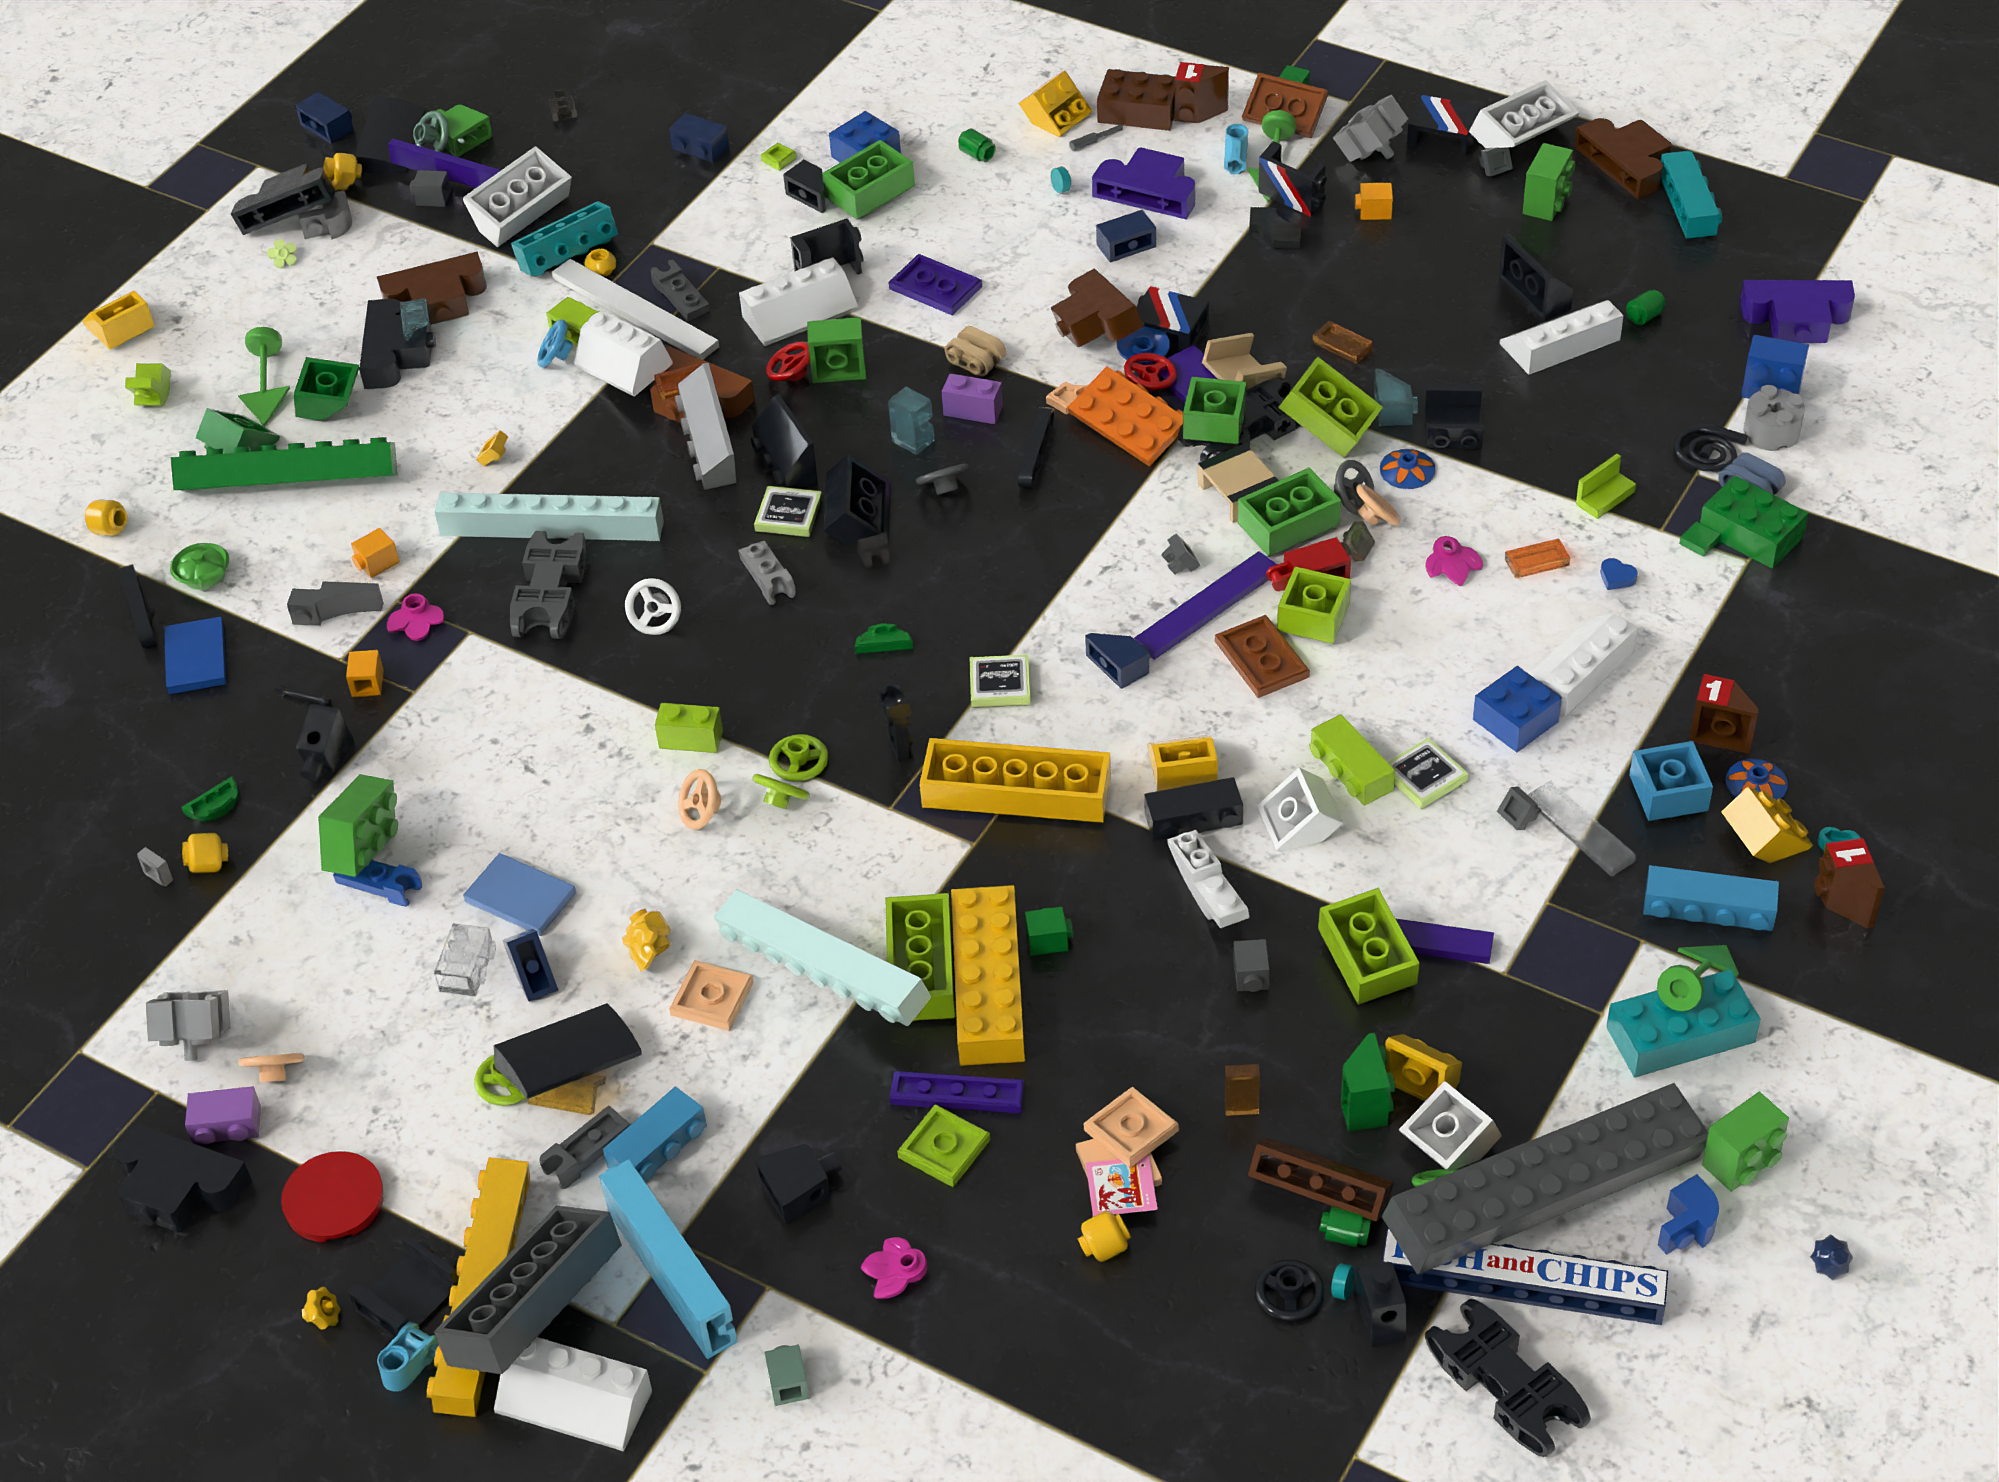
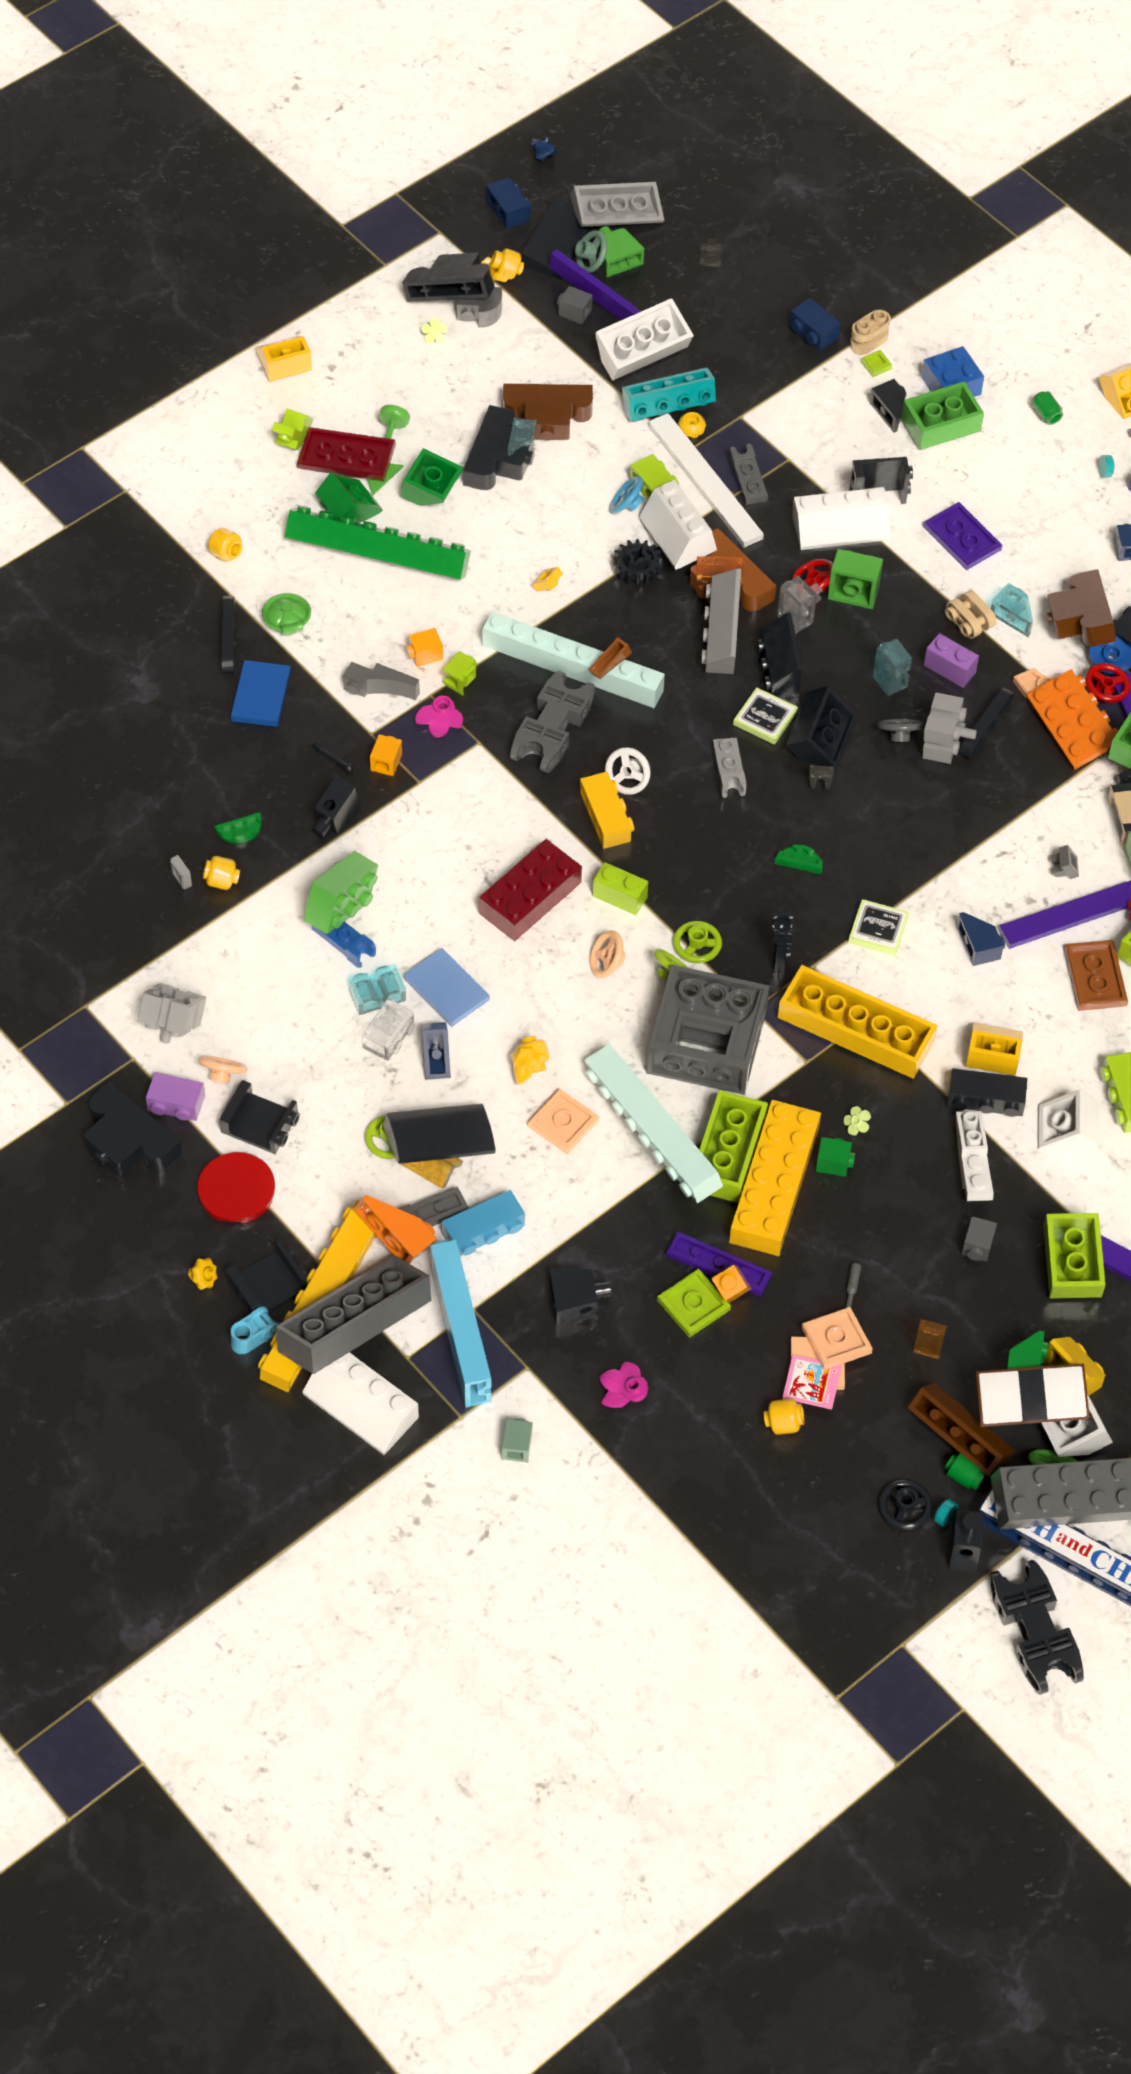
camera: 15 degrees right, 10 degrees up
(224, 390) = (346, 454): none -> dark red tile
(335, 1110) = (258, 1119): none -> black panel
(346, 61) = (543, 148): none -> dark blue piece
(425, 566) = (460, 672): none -> lime window
(429, 925) = (372, 991): none -> clear light blue brick
(443, 86) = (617, 204): none -> light grey slope
(548, 1170) = (396, 1229): none -> orange slope
(583, 760) = (530, 890): none -> dark red brick
(588, 403) = (637, 561): none -> black gear
(593, 496) = (610, 658): none -> dark orange piece
(642, 654) = (606, 809): none -> yellow brick
(761, 128) = (870, 332): none -> tan brick
(783, 380) = (800, 601): none -> clear brick
(846, 850) = (711, 1023): none -> dark grey piece
(982, 1105) = (731, 1283): none -> light orange brick
(994, 461) = (945, 728): none -> light grey brick
(1020, 333) = (1013, 608): none -> clear light blue slope
(1058, 885) = (856, 1121): none -> yellowish green plant
(1123, 1059) = (853, 1282): none -> dark grey piece
(1391, 1107) = (1032, 1395): none -> white slope

